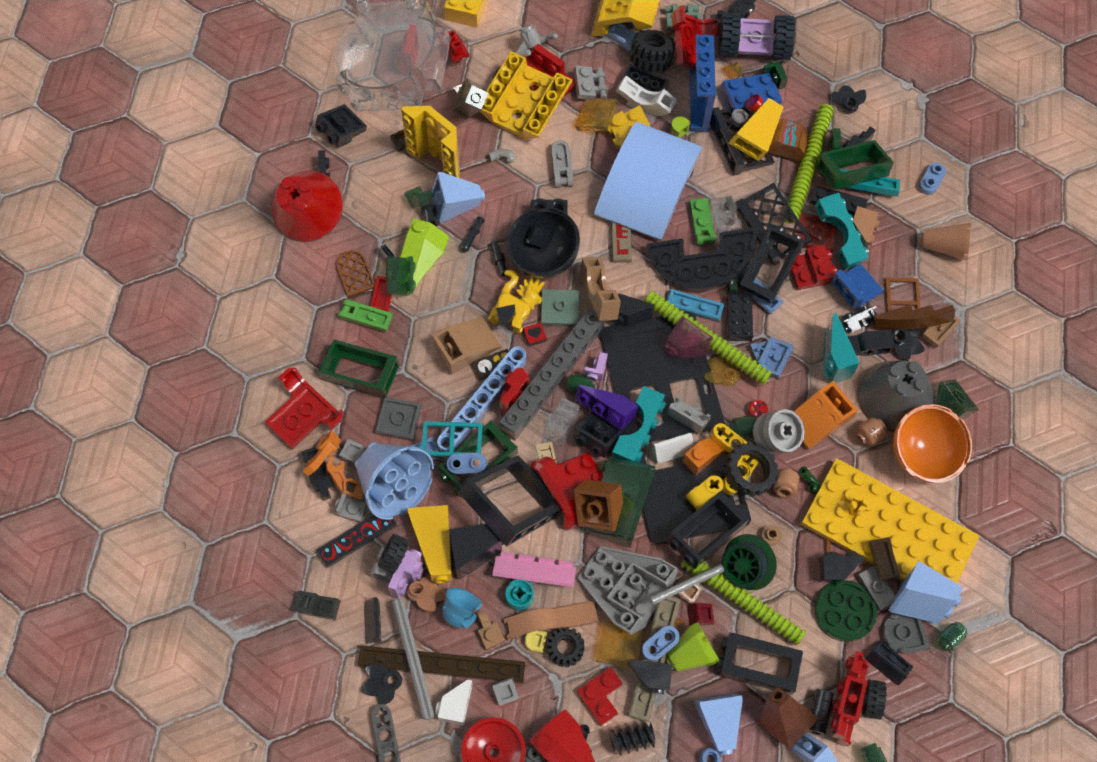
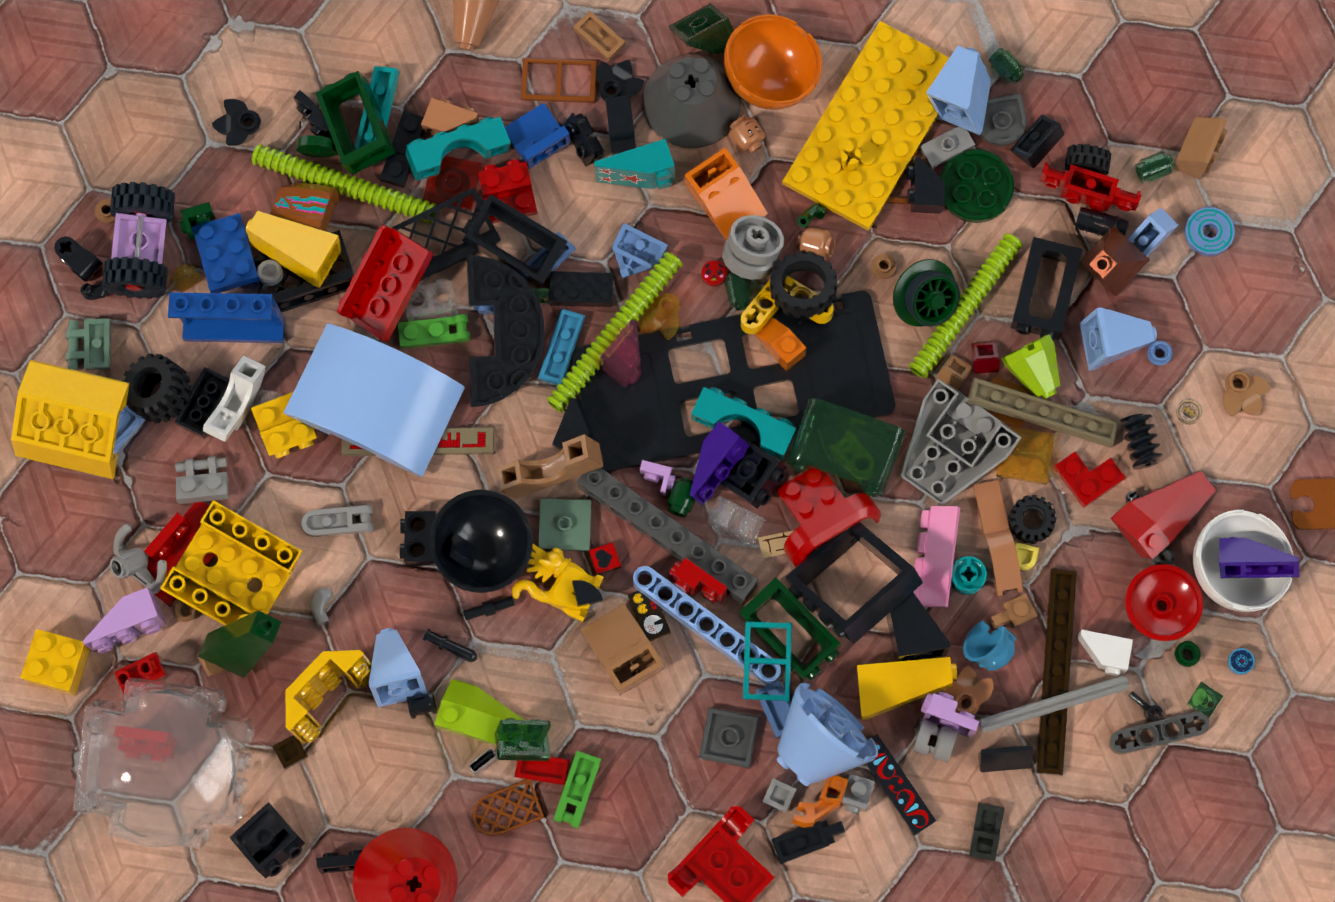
camera: 85 degrees left, 10 degrees up
(326, 446) = (776, 826): orange piece -> none
(342, 350) = (631, 820): dark green piece -> none
(379, 685) = (1083, 747): black plate -> none
(393, 553) = (933, 725): black tyre -> none
(410, 736) = (1145, 706): none -> black hand
(418, 198) = (395, 721): clear green bracket -> none
(466, 461) = (802, 639): medium blue plate -> none
(491, 38) = (129, 618): none -> lavender slope
(505, 691) = (1089, 591): light grey plate -> none
(596, 114) = (260, 470): clear yellow plate -> none
(598, 504) = (860, 470): dark orange slope -> none
(652, 674) = (1069, 412): black slope -> none
(659, 643) = (1033, 401): medium blue plate -> none
(672, 448) = (772, 380): white slope -> none
(679, 126) = (284, 357): lime brick -> none
(686, 29) = (140, 336): red piece -> none
(686, 584) = (957, 368): light grey bar -> none
(688, 415) = (725, 359): light grey hinge -> none
(703, 492) = (836, 345): yellow piece -> none
(718, 504) = (873, 305): black piece -> none
(736, 182) = (384, 282): none -> red bracket
(754, 103) = (253, 249): red tile -> none
(884, 559) = (917, 134): dark brown tile -> none
(907, 318) = (590, 74): reddish brown slope -> none
(933, 177) = (369, 23): medium blue plate -> none

